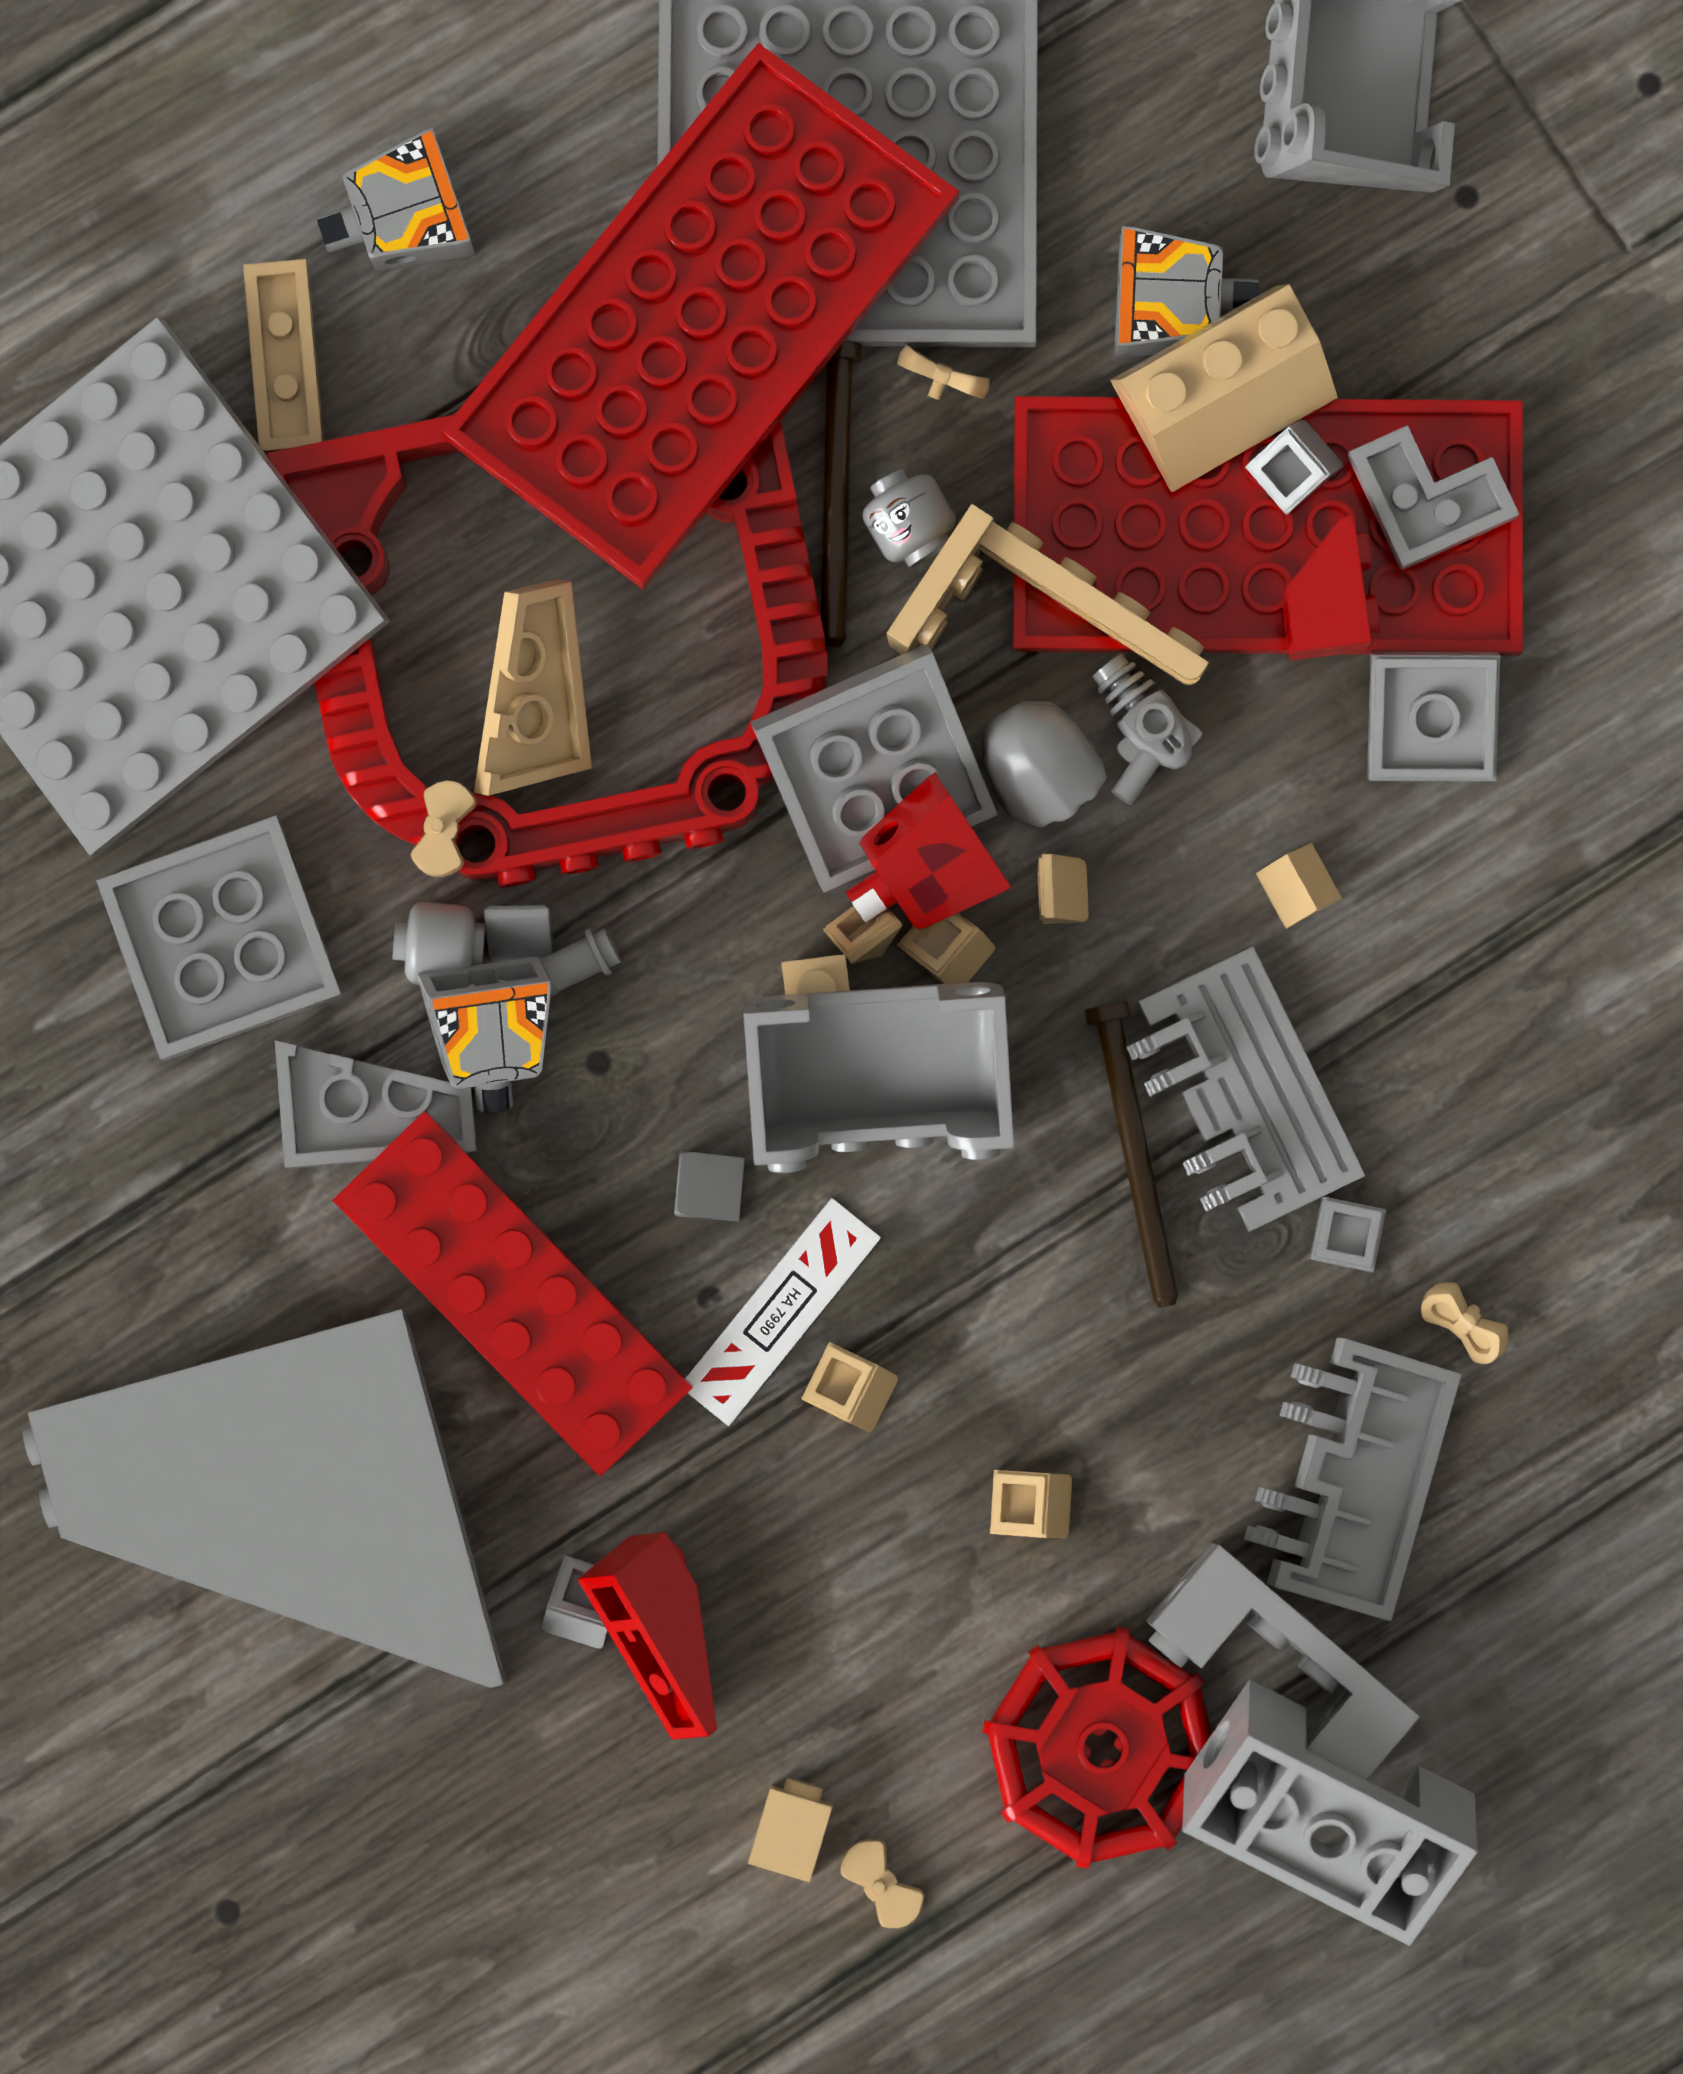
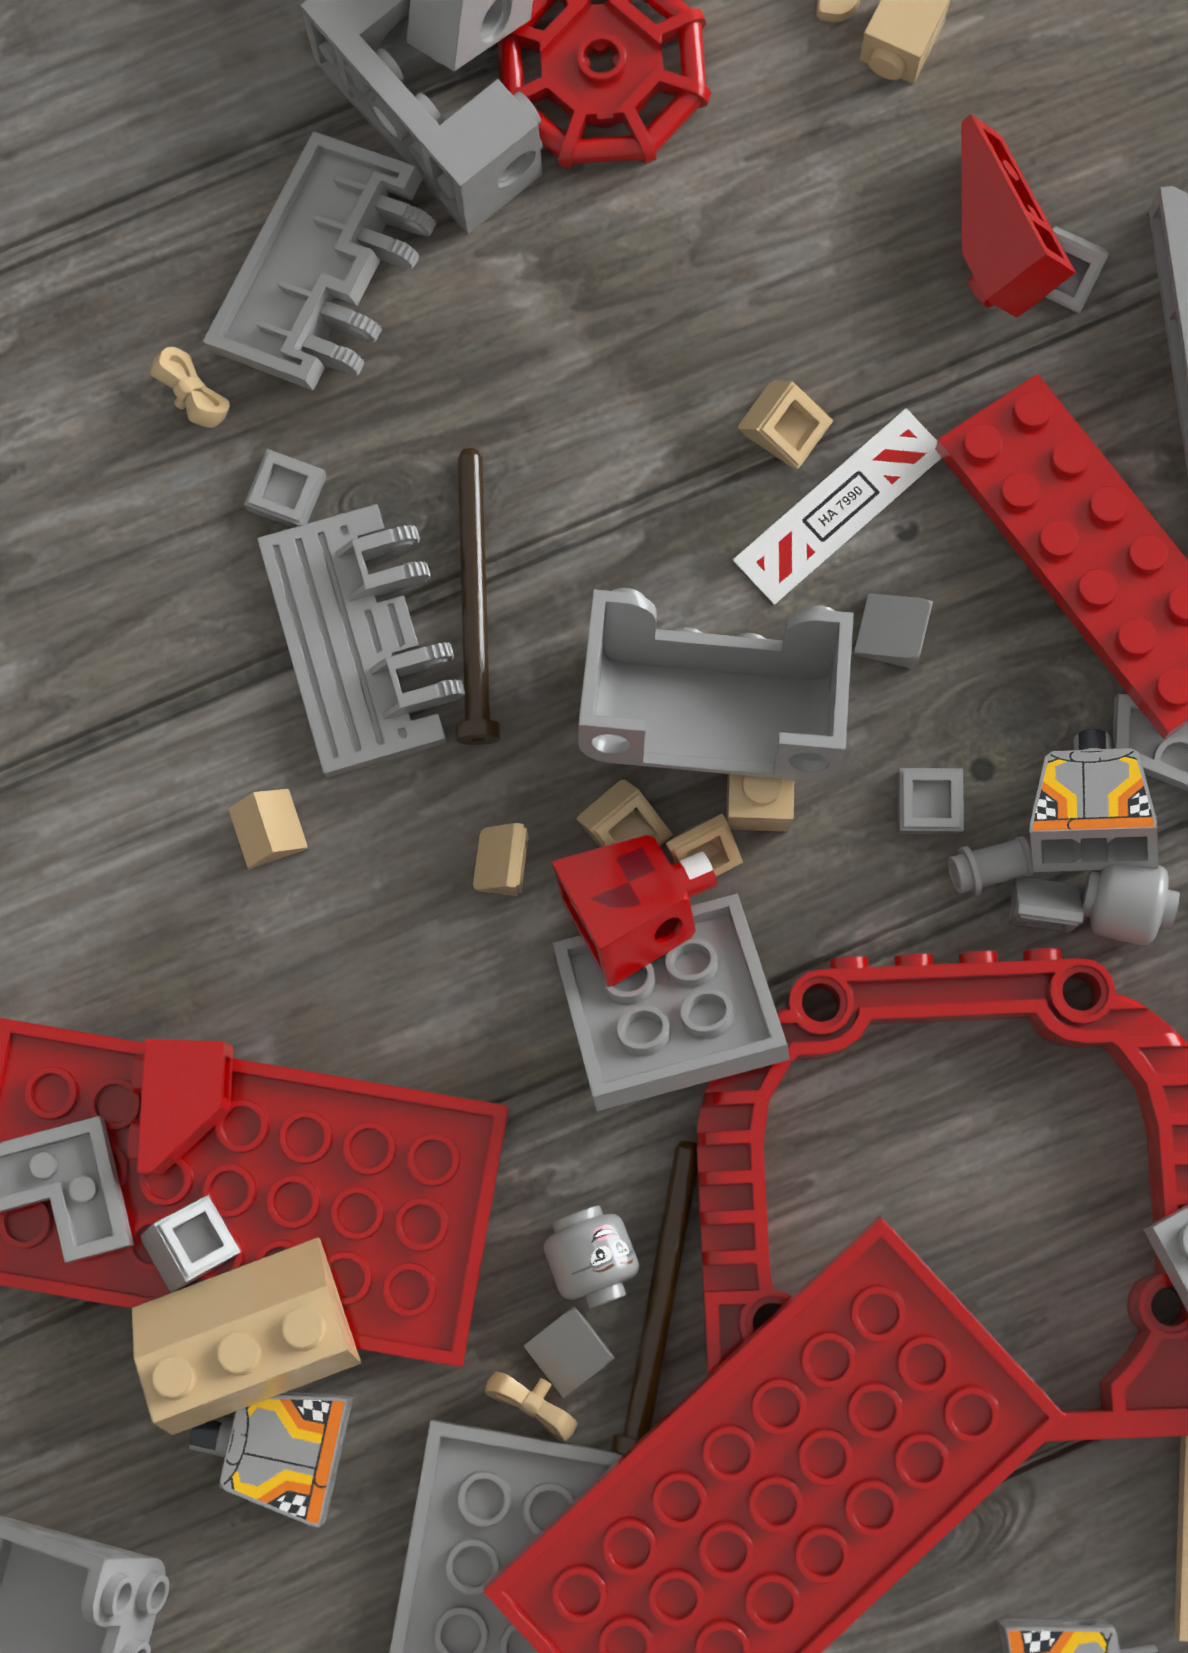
camera: 170 degrees left, 5 degrees down
(437, 850) = (1124, 986): tan piece -> none
(535, 694) = (1001, 1133): tan wing -> none
(646, 1019) = (930, 801): none -> light grey tile
(915, 431) = (569, 1351): none -> light grey slope
(1031, 1504) = (630, 290): tan slope -> none
(1041, 762) = (499, 986): light grey hair -> none
(1069, 584) = (442, 1156): tan bracket -> none
(1151, 727) = (384, 1005): light grey piece -> none
(1433, 716) = (101, 970): light grey plate -> none

